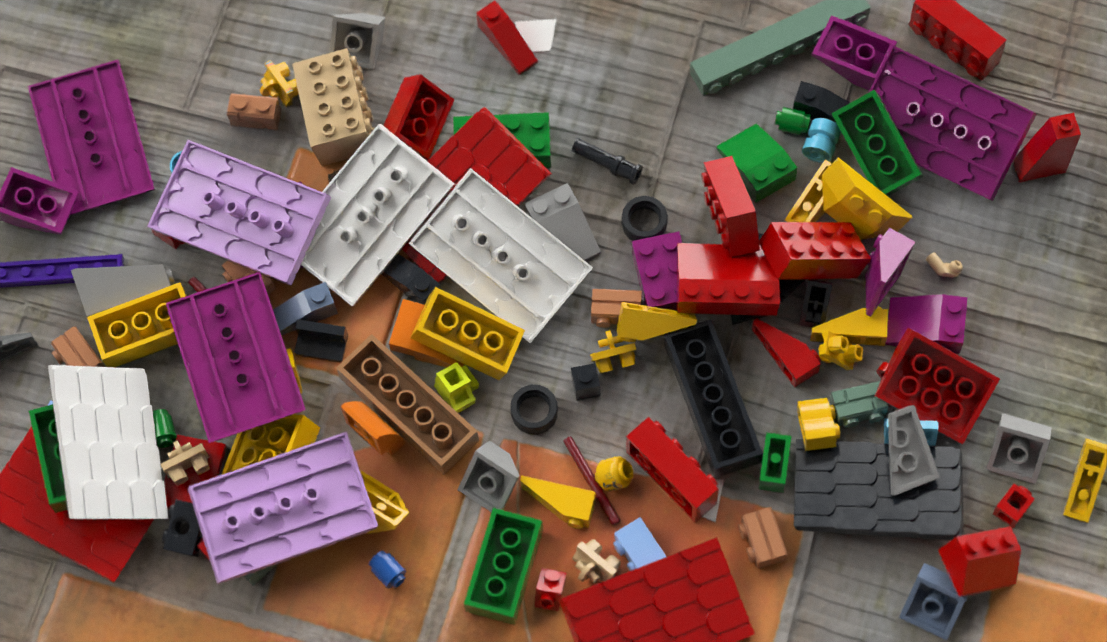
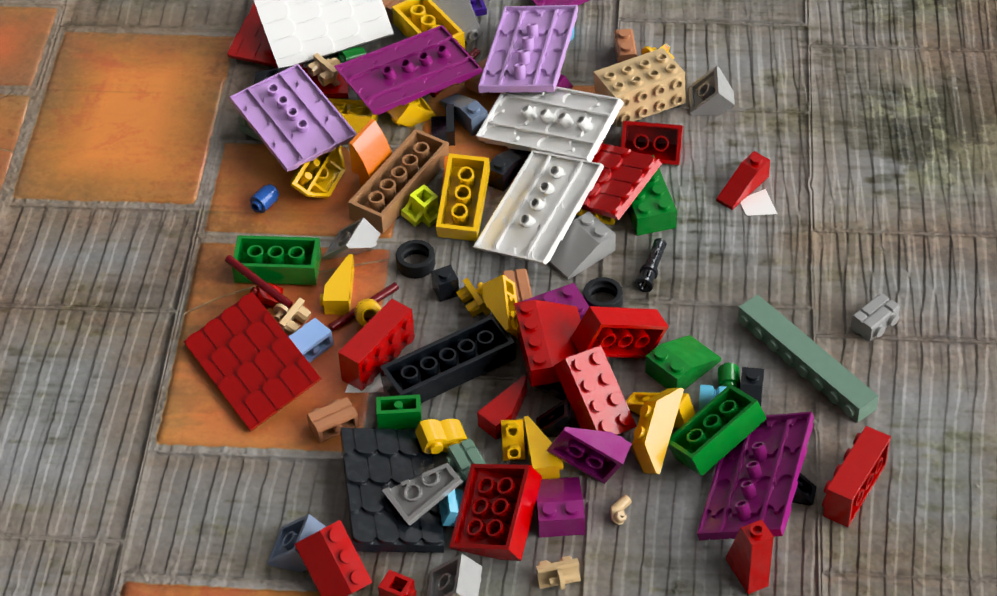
camera: 75 degrees right, 20 degrees down
(545, 589) = (258, 281): none -> dark red bar
(852, 51) = (815, 394): magenta slope -> none
(1016, 331) = (558, 573): none -> tan hips

